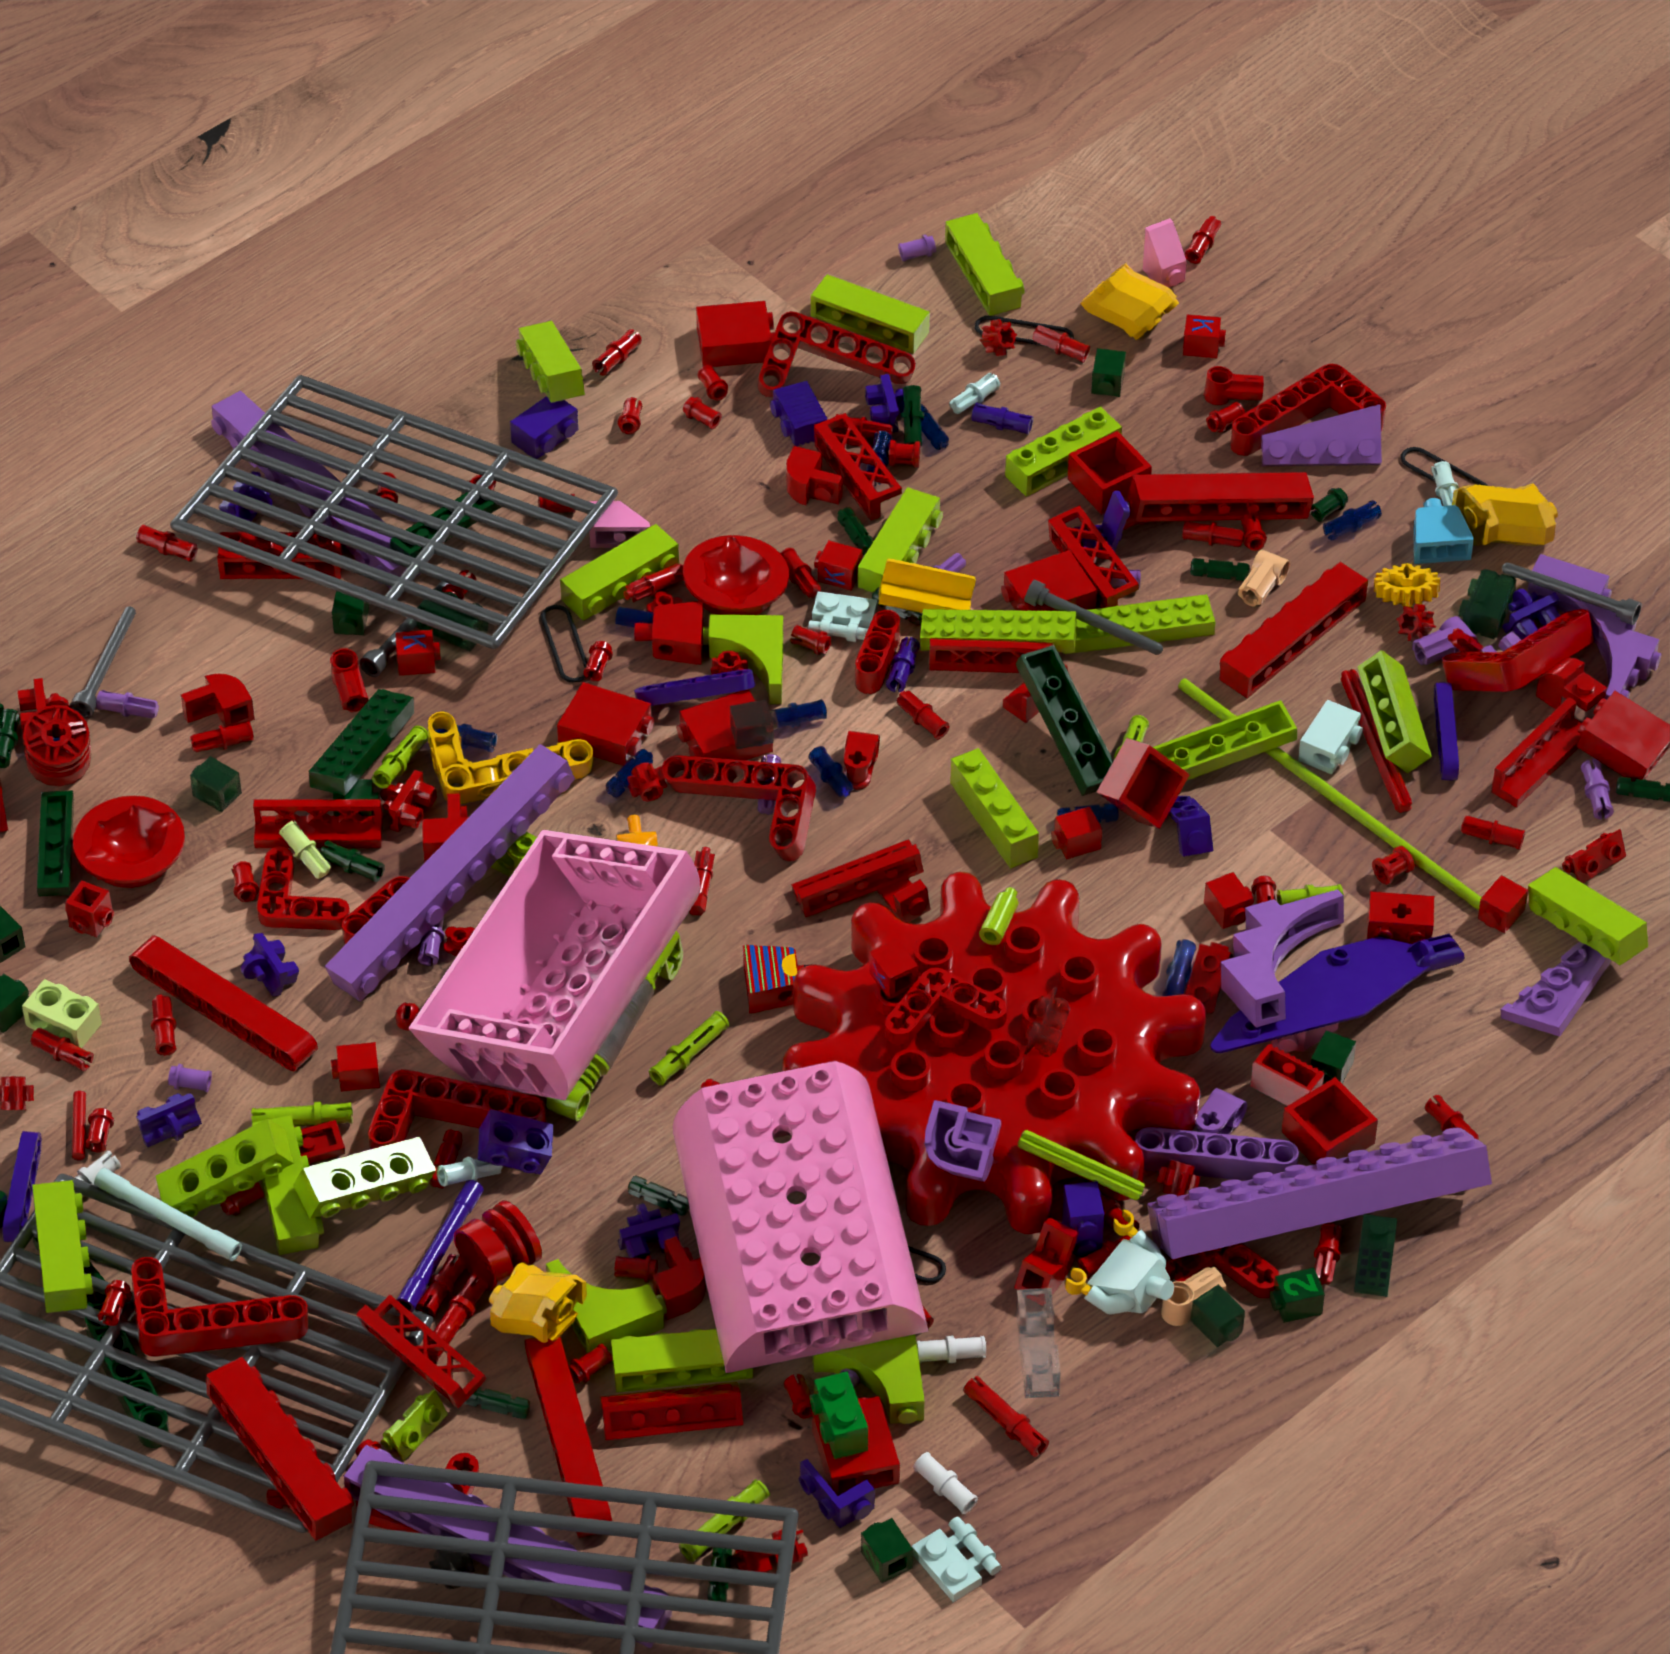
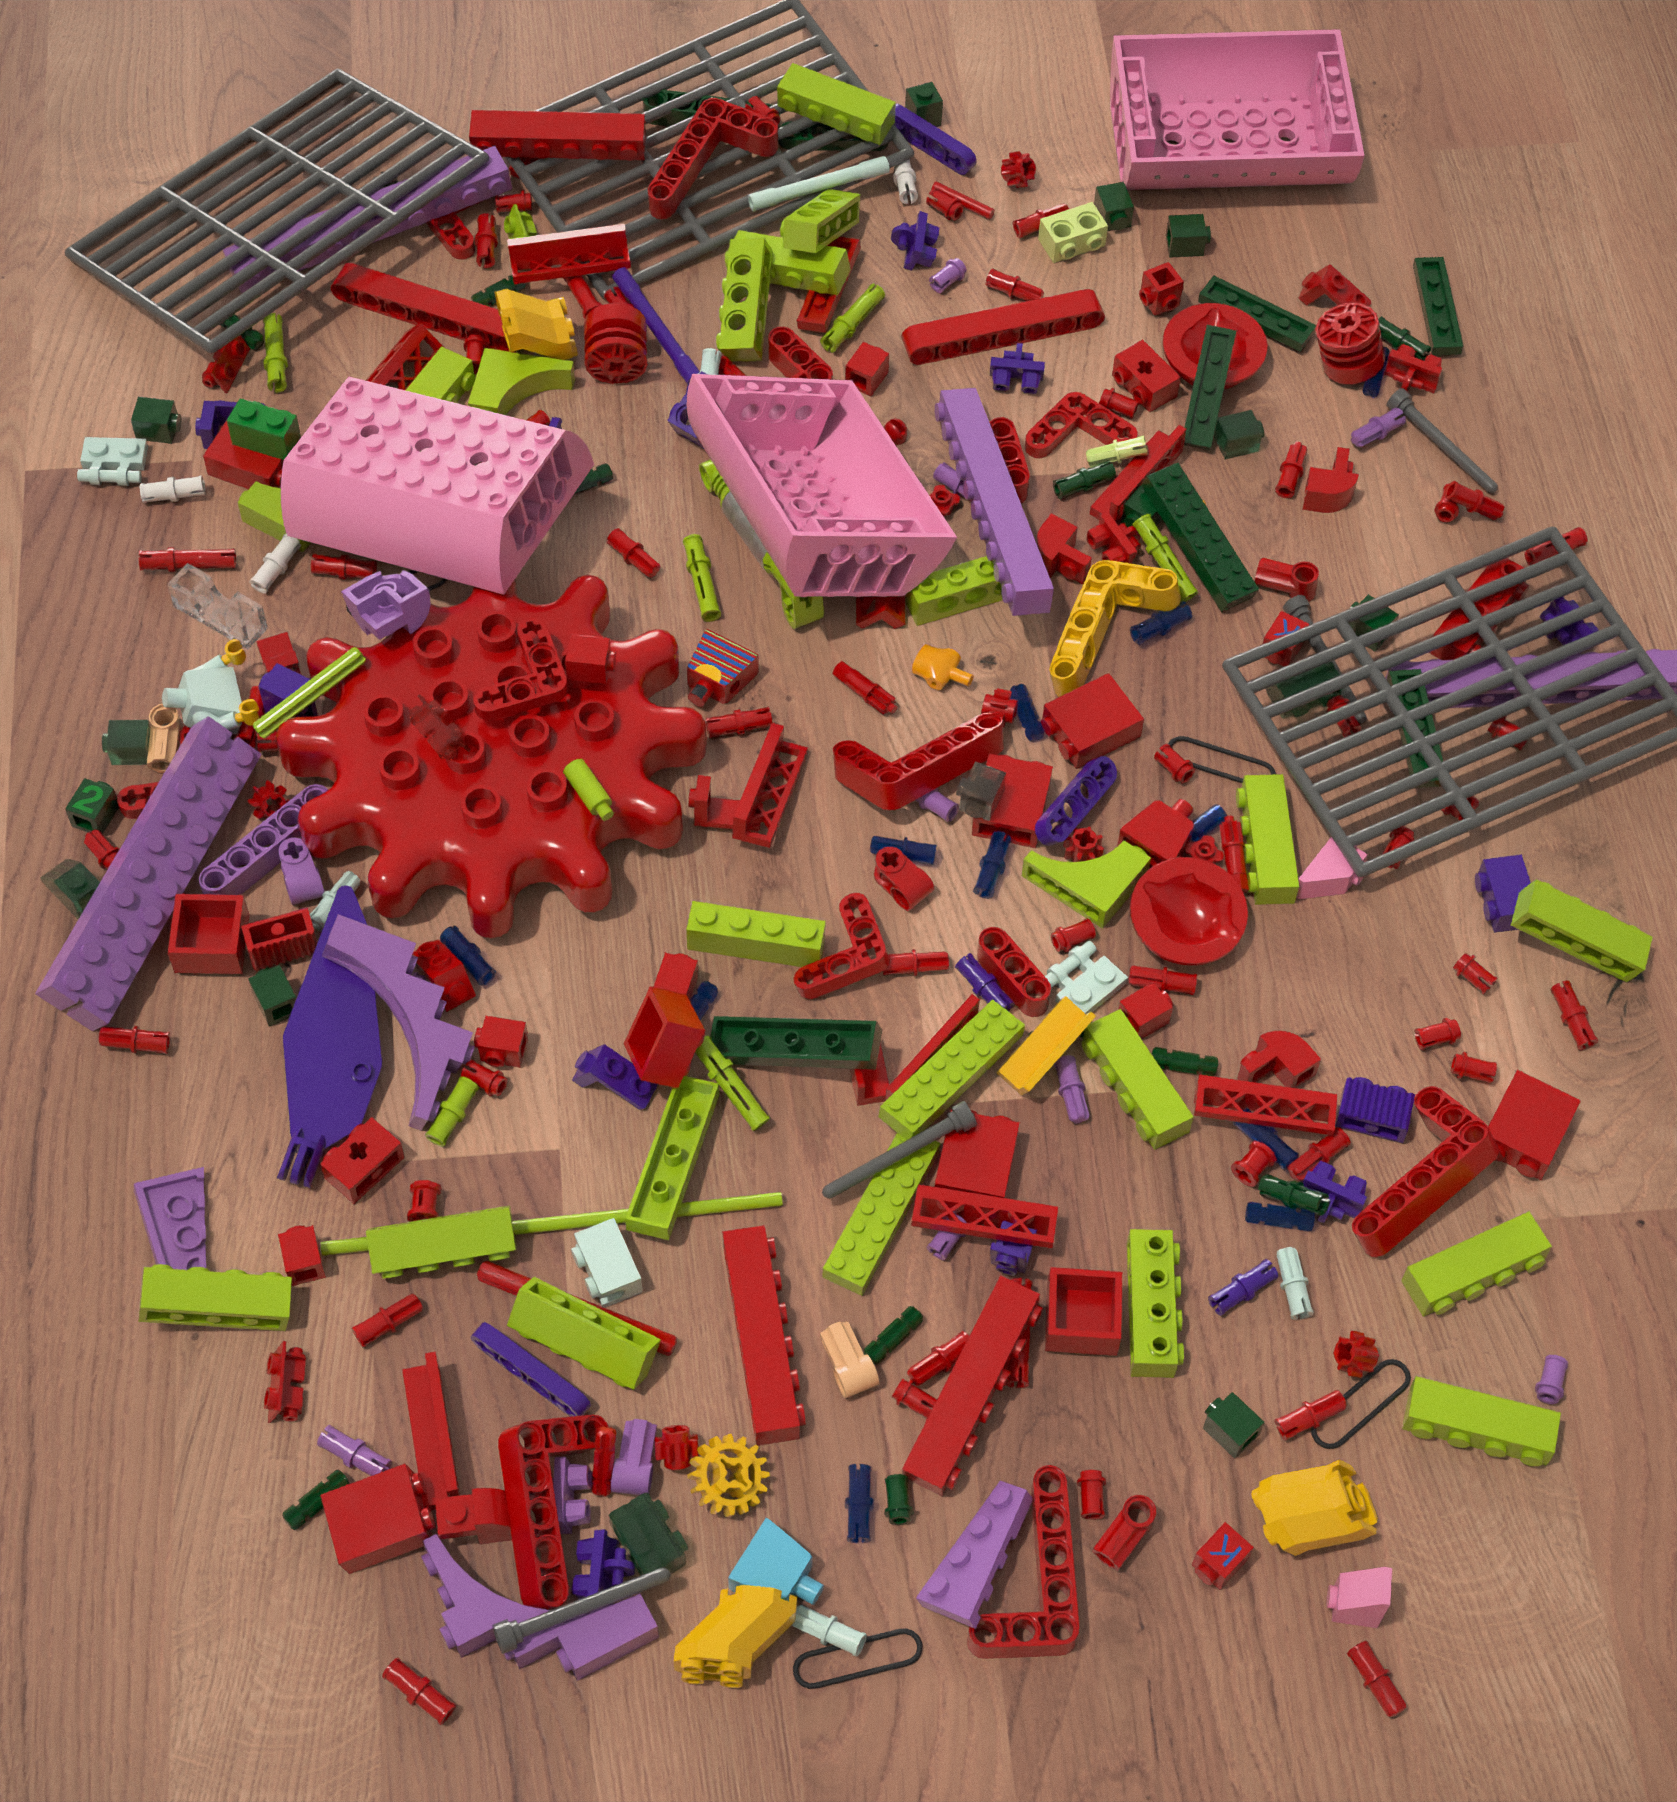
camera: 125 degrees right, 10 degrees up
(165, 604) = (1474, 500): none -> red axle
(174, 625) = (1446, 510): none -> red pin
(191, 809) = (1208, 386): none -> dark green plate
(200, 876) = (1145, 376): none -> red brick
(446, 1447) = (486, 240): none -> red pin
(809, 939) = (738, 722): none -> red pin
(953, 738) = (856, 956): none -> red beam
(1224, 1081) = (321, 912): none -> light aqua axle
(1412, 827) = (441, 1240): none -> lime brick

